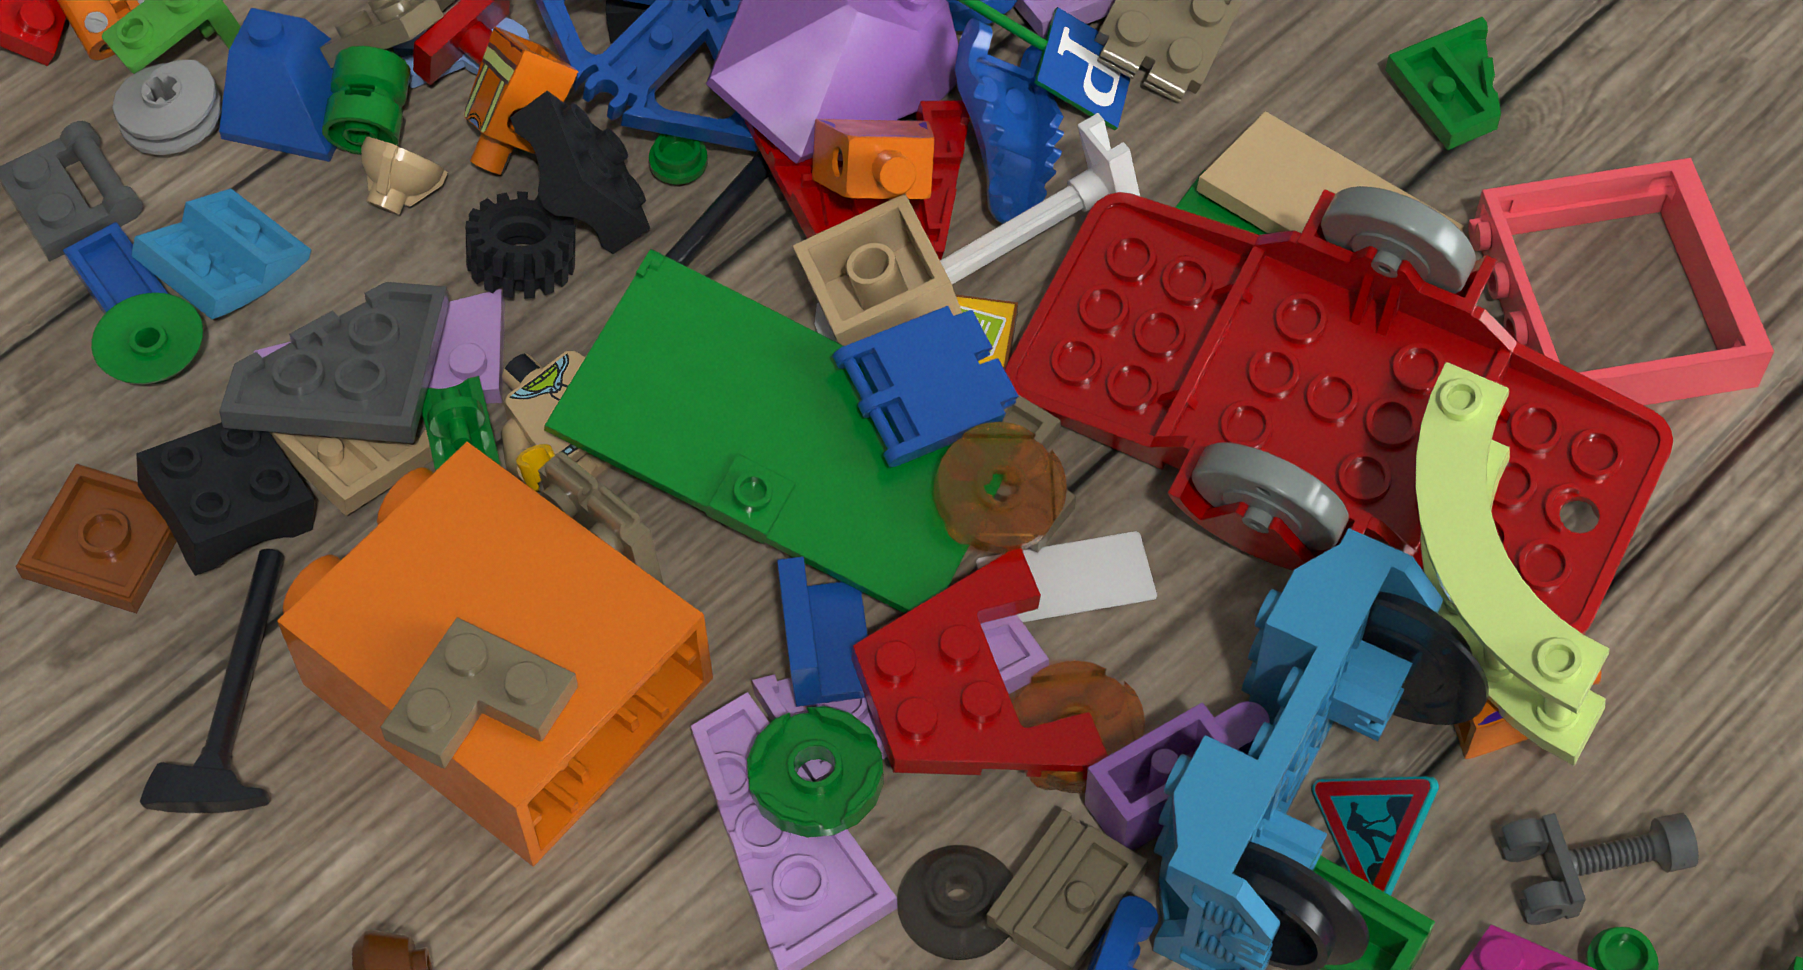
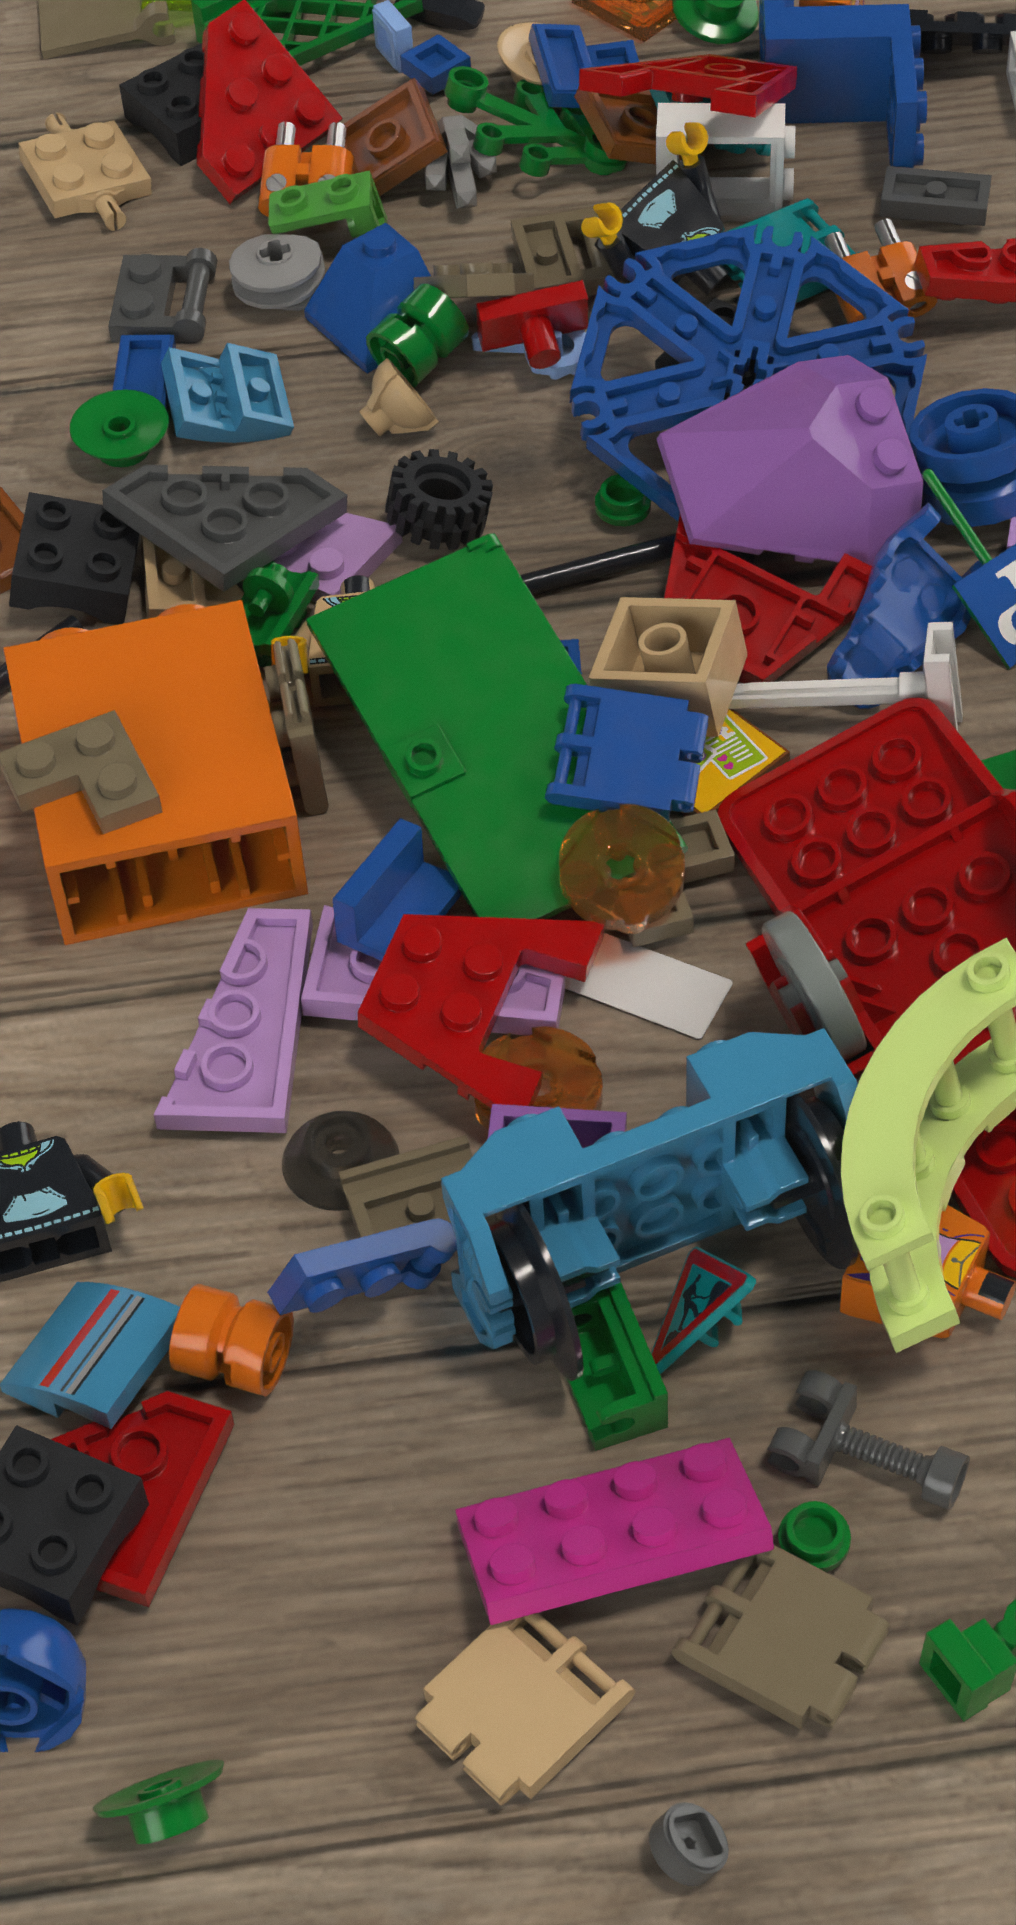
camera: 40 degrees right, 5 degrees down
(509, 79) = (534, 375): orange torso -> none
(583, 170) = (522, 465): black brick -> none
(823, 805) = (307, 1018): green tile -> none
(878, 157) = (750, 567): orange torso -> none

